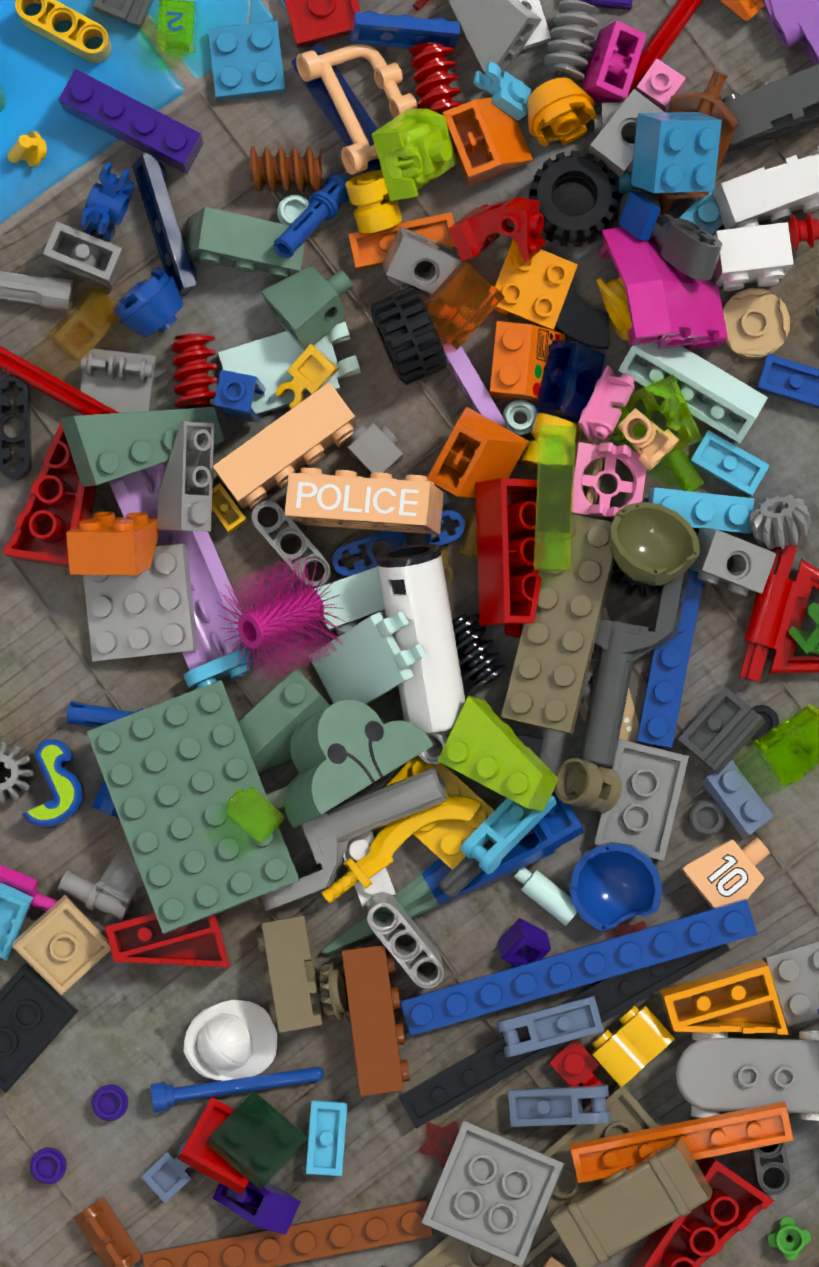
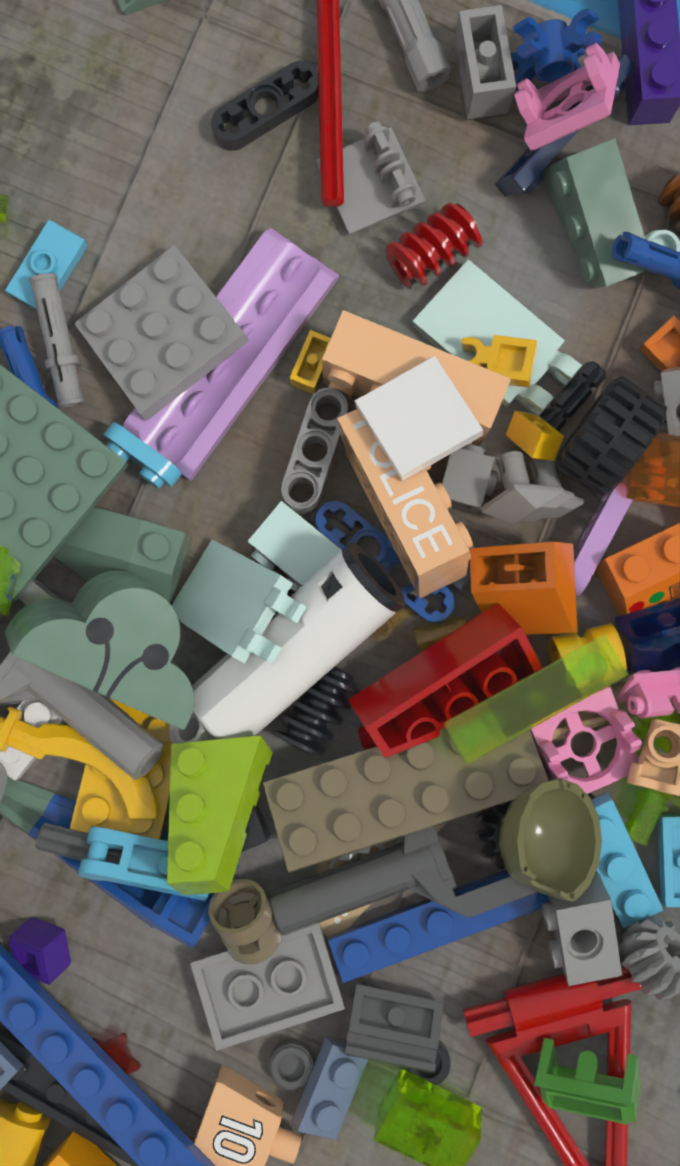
camera: 55 degrees right, 0 degrees up
(37, 657) = (52, 252): none -> medium azure plate
(52, 509) = (221, 188): red wedge -> none
(84, 324) = (414, 106): clear yellow slope -> none
(112, 544) = (197, 260): orange slope -> none
(114, 685) = (57, 340): none -> light grey pin
(127, 442) = (319, 213): sand green wedge -> none
(148, 192) = (550, 125): none -> bright pink piece
(150, 304) = (475, 156): blue cone -> none
(187, 481) = (315, 296): light grey slope -> none
(236, 394) = (434, 282): blue window -> none
(280, 618) = (224, 482): dark pink piece -> none
(308, 304) = (577, 316): sand green torso -> none
(320, 461) = (418, 418): none -> white tile
(362, 340) = (573, 395): none -> black axle
(374, 385) = (534, 435): none -> yellow piece
(419, 419) = (529, 501): none -> light grey connector
(515, 407) = (606, 605): light aqua plate -> none
(547, 895) = (107, 946): light aqua cylinder -> none
(614, 885) = (157, 1016): blue cylinder -> none

